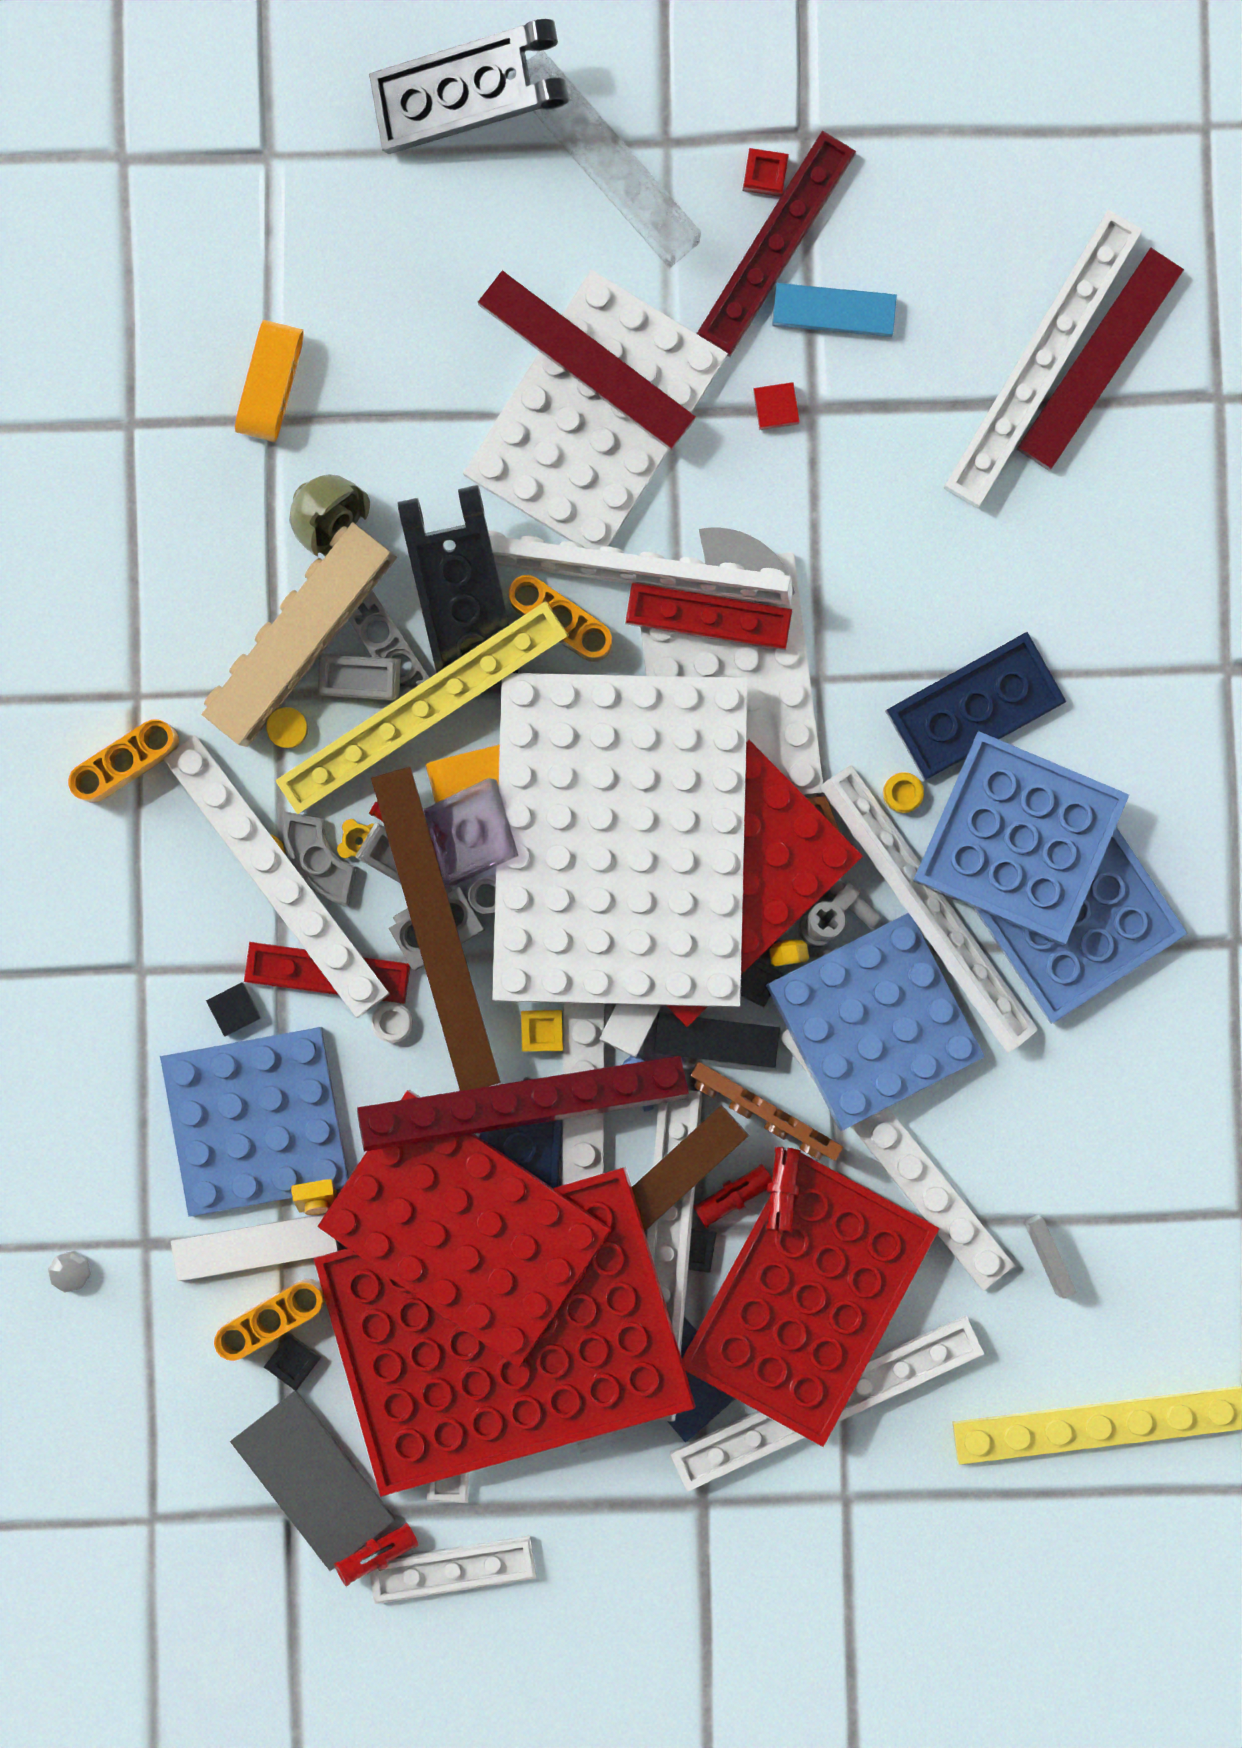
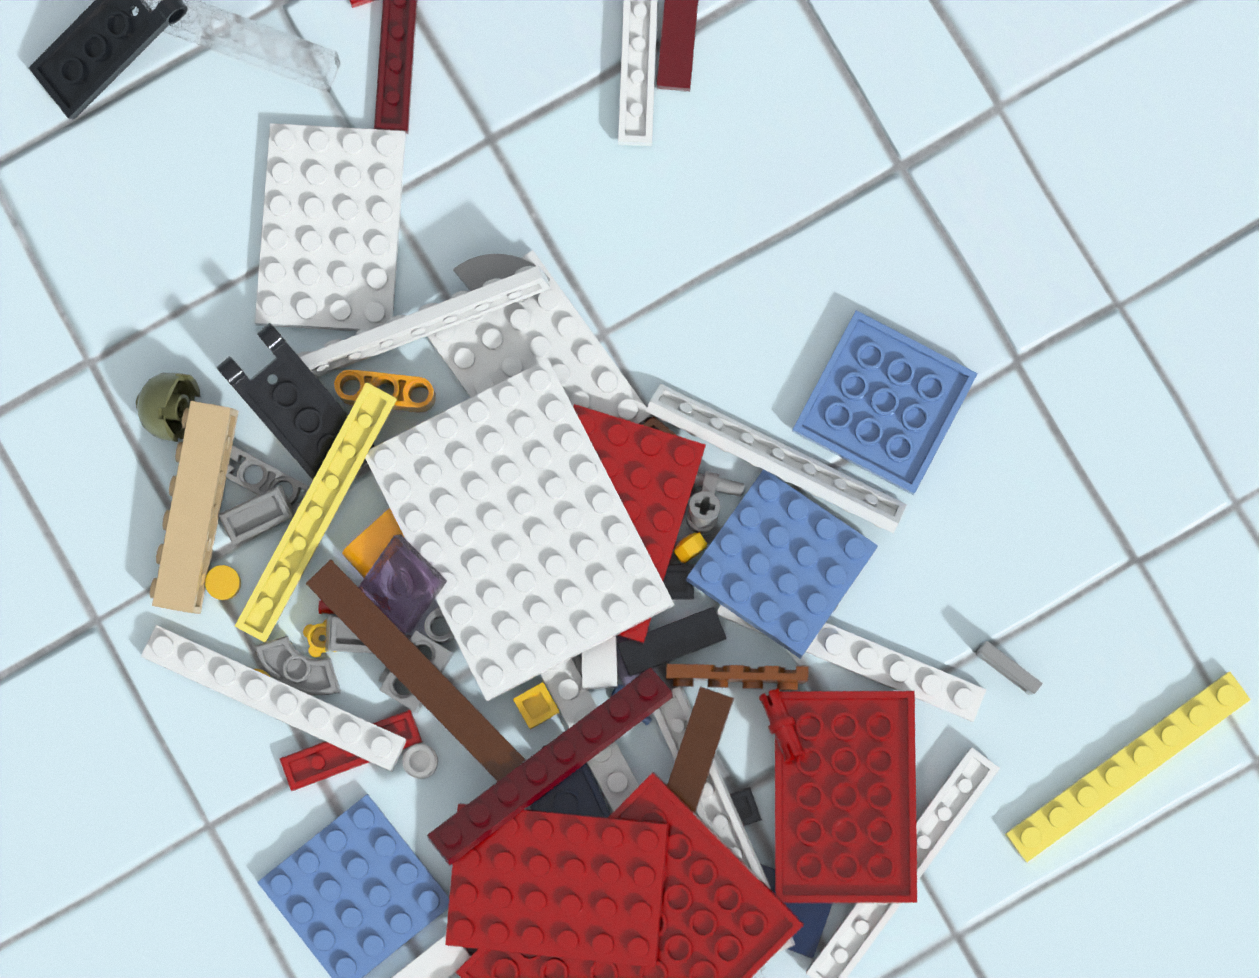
camera: 25 degrees left, 5 degrees down
(104, 761) = (96, 682): light orange beam -> none
(233, 1009) = (294, 816): black tile -> none
(269, 380) = (72, 331): light orange beam -> none
(314, 1197) = (431, 924): yellow plate -> none
(586, 360) = (302, 190): dark red tile -> none
(708, 616) = (495, 330): red tile -> none
(733, 1196) = (747, 752): red pin -> none
(776, 406) = (462, 150): red tile -> none
(834, 309) = (467, 58): dark azure tile -> none
(903, 792) = (710, 383): yellow tile -> none
(985, 696) = (729, 291): dark blue tile -> none
(1021, 838) = (815, 368): medium blue plate -> none

